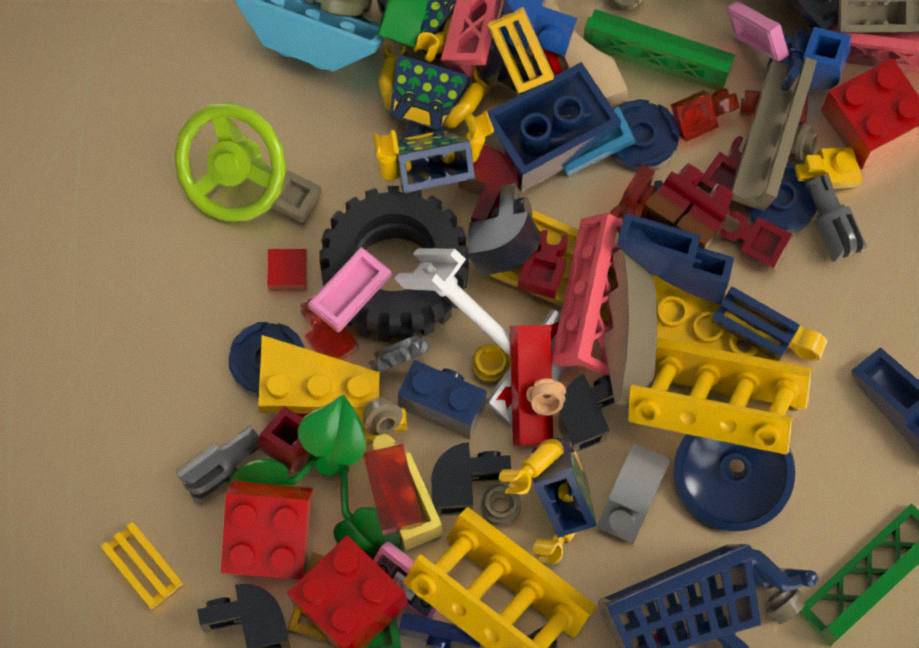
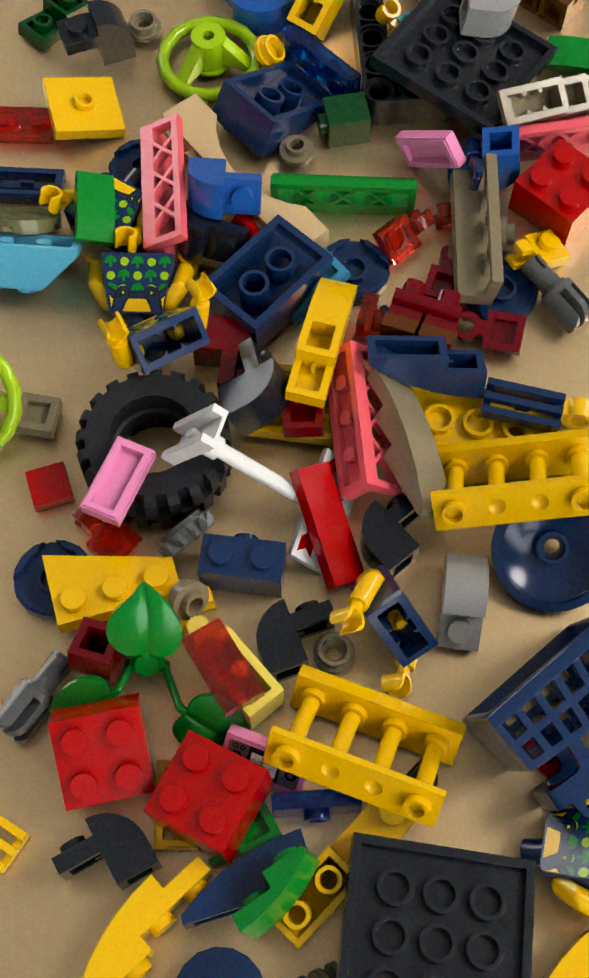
camera: 15 degrees left, 5 degrees down
(490, 363) = (279, 518): yellow plate -> none
(508, 21) = (197, 189): yellow tile -> none
(546, 396) = (347, 530): light nougat plate -> none
(582, 203) = (320, 342): none -> yellow slope

